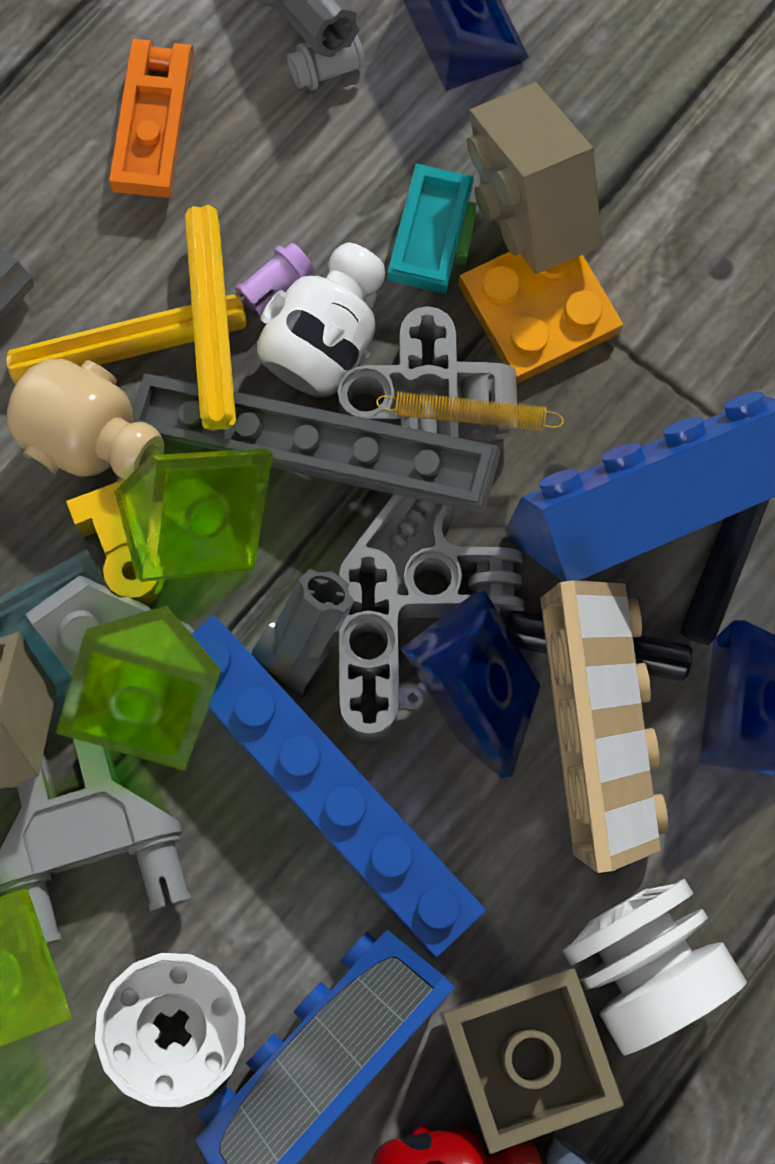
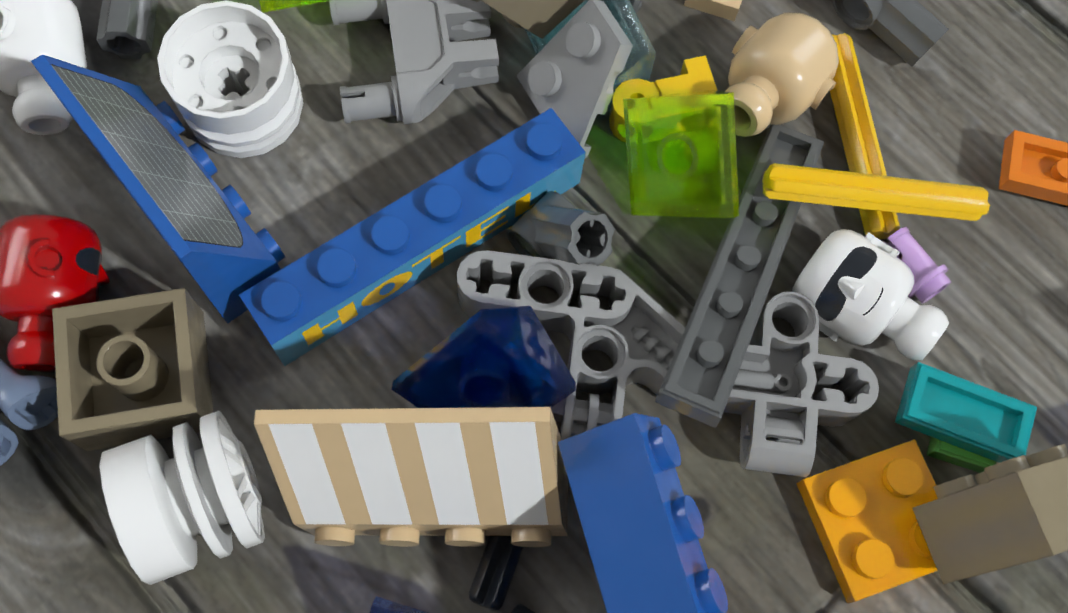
camera: 95 degrees right, 5 degrees down
(140, 688) = (527, 72): clear neon green slope -> none
(518, 409) = (767, 424): yellow piece -> none

